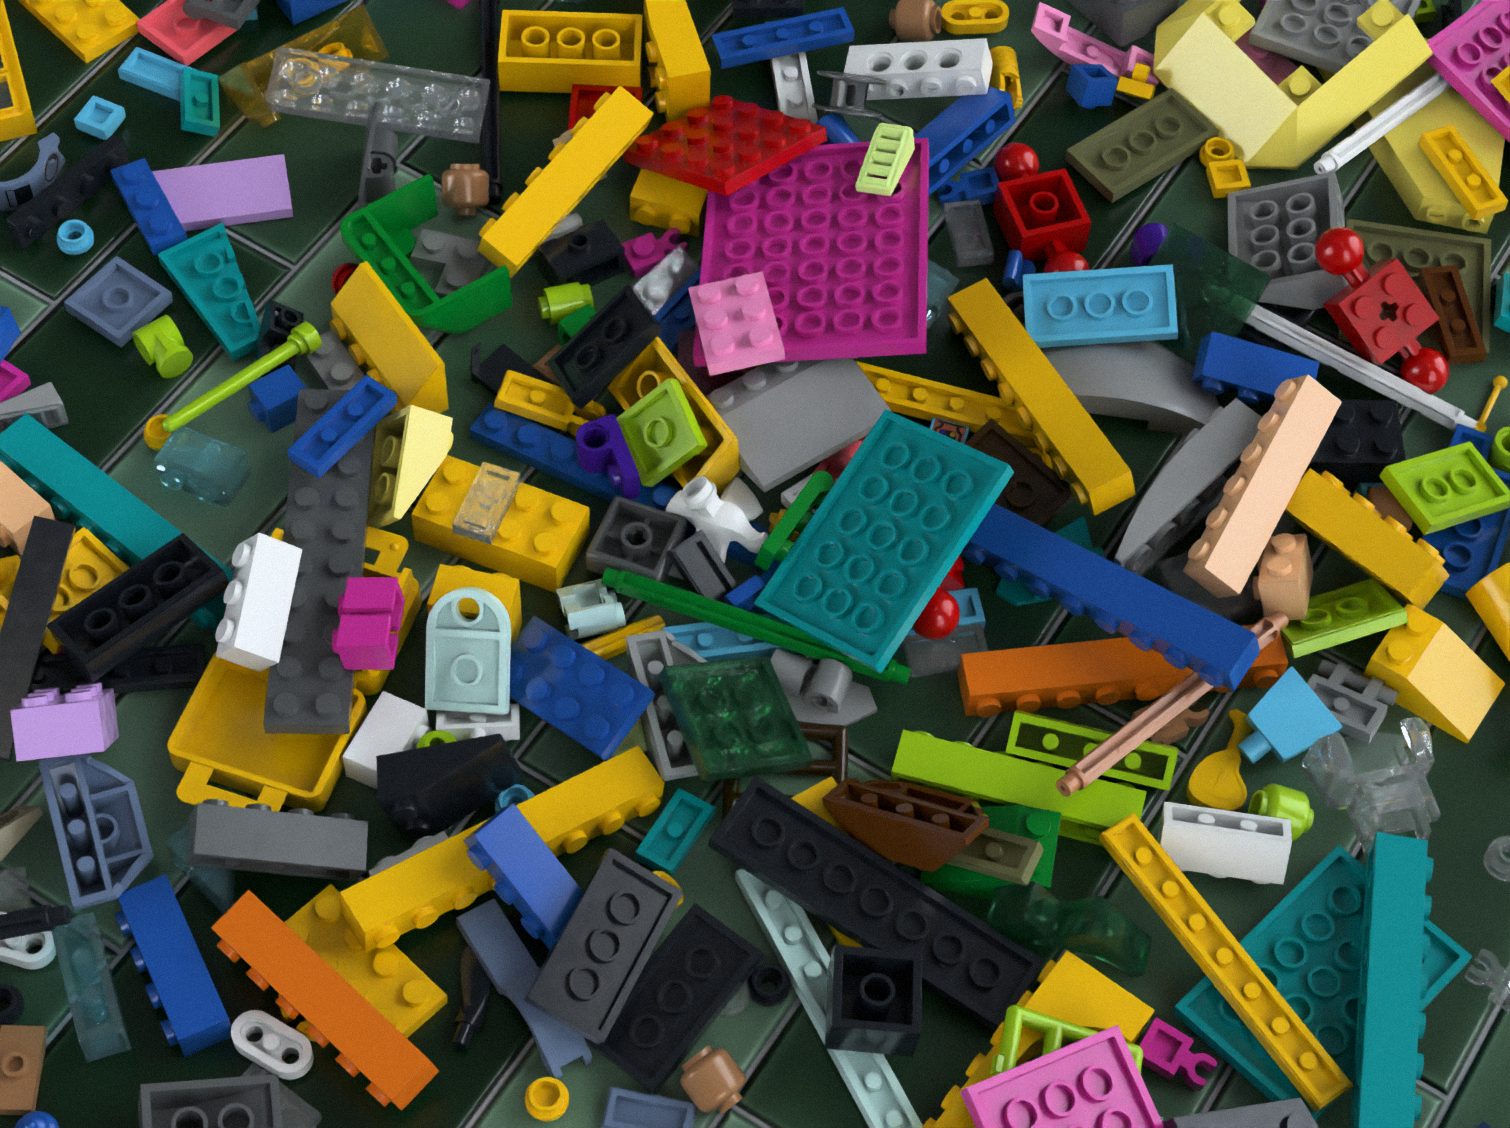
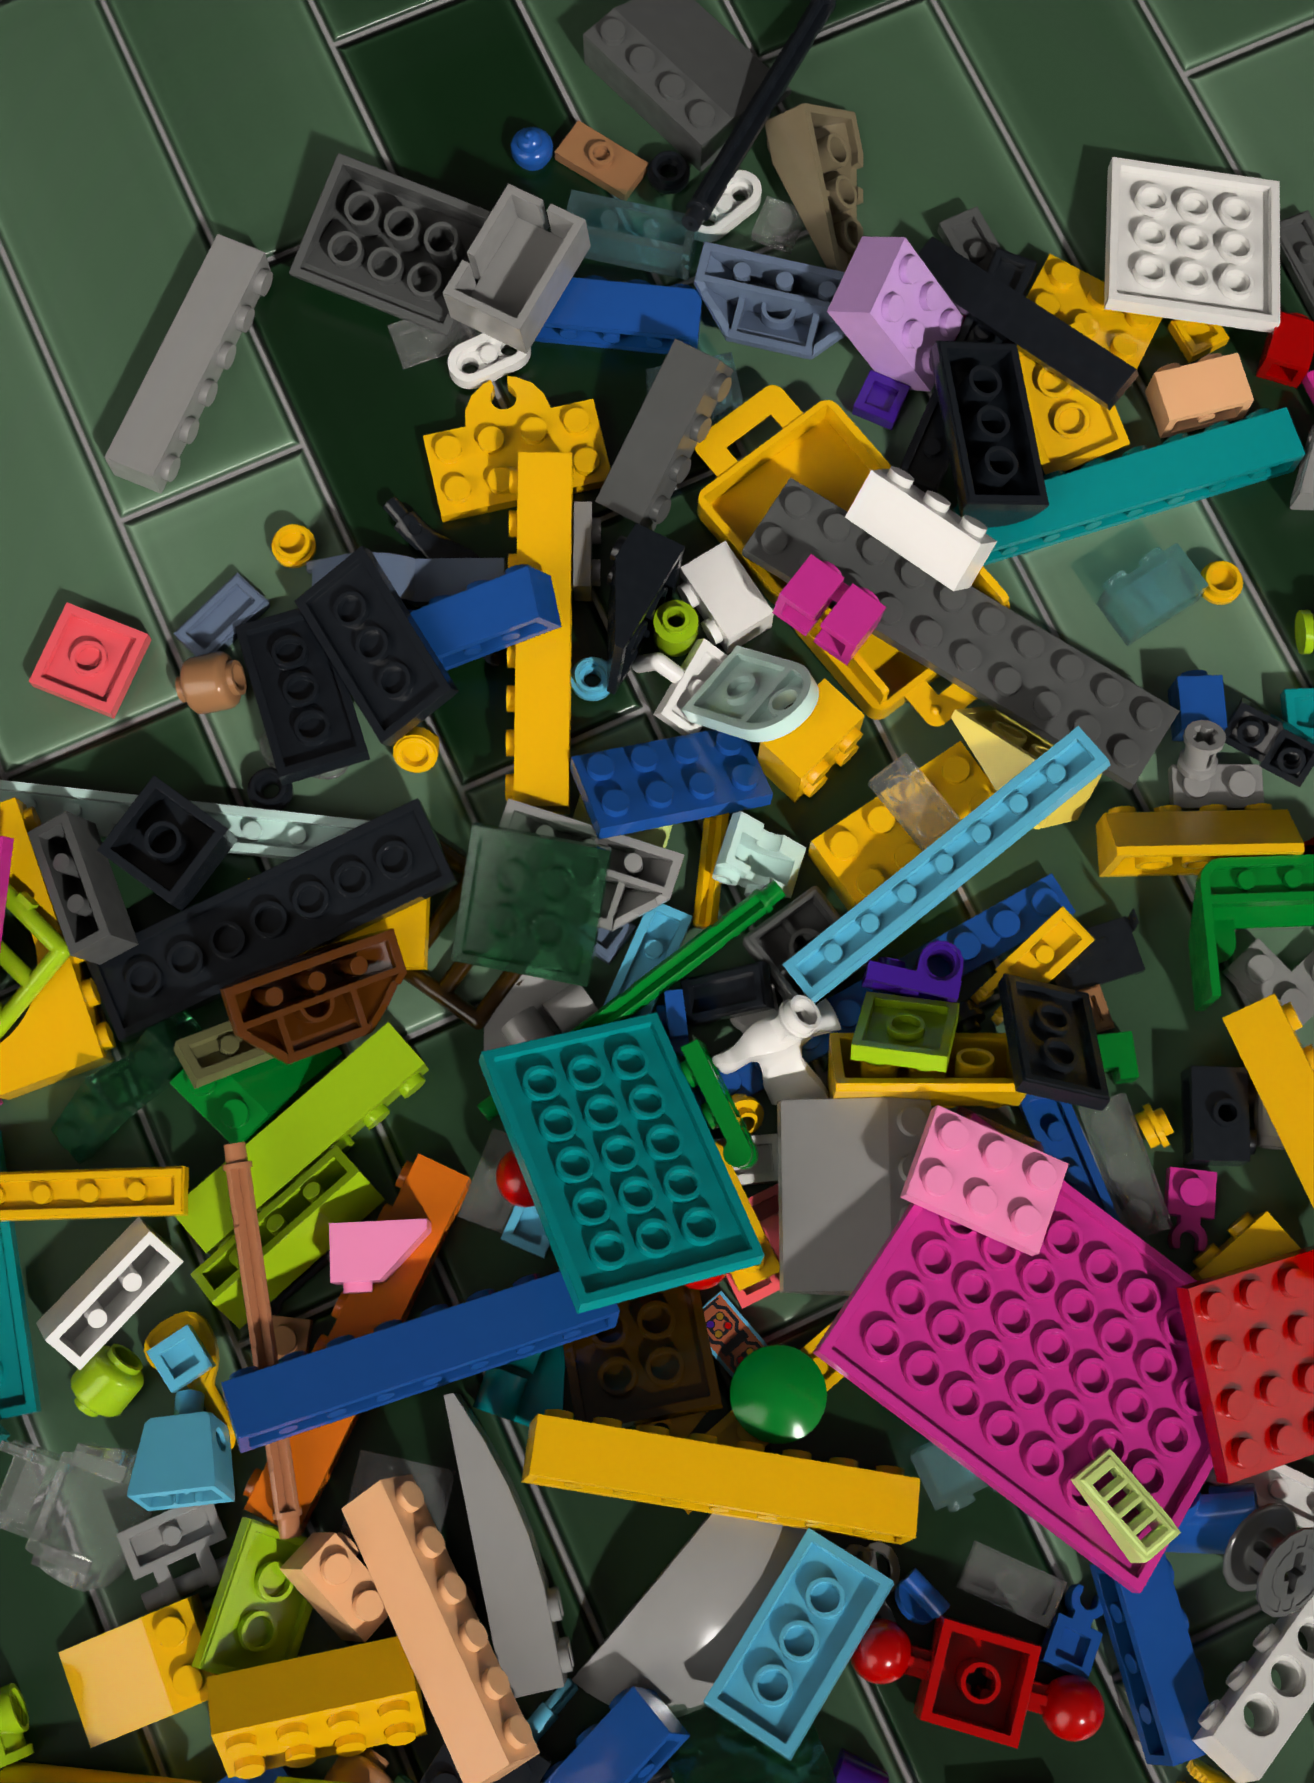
camera: 125 degrees right, 20 degrees up
(138, 726) = (880, 399): none -> dark purple plate
(190, 1026) = (518, 268): none -> light grey piece
(303, 340) = (1250, 753): lime piece -> none
(315, 369) = (1202, 743): none -> light grey bush
(325, 1000) = (489, 401): orange brick -> none
(342, 426) = (1090, 706): blue plate -> none
(524, 453) = (947, 864): none -> medium azure plate
(563, 300) = (1163, 1063): lime brick -> none
(610, 287) = (1154, 1126): none -> yellow plate
(674, 832) = (466, 791): teal plate -> none
(954, 1043) = (82, 888): none -> dark grey brick
(957, 401) = (778, 1394): none -> green dish
(1059, 671) = (372, 1250): none -> bright pink slope
(1227, 767) = (181, 1358): none -> medium azure plate

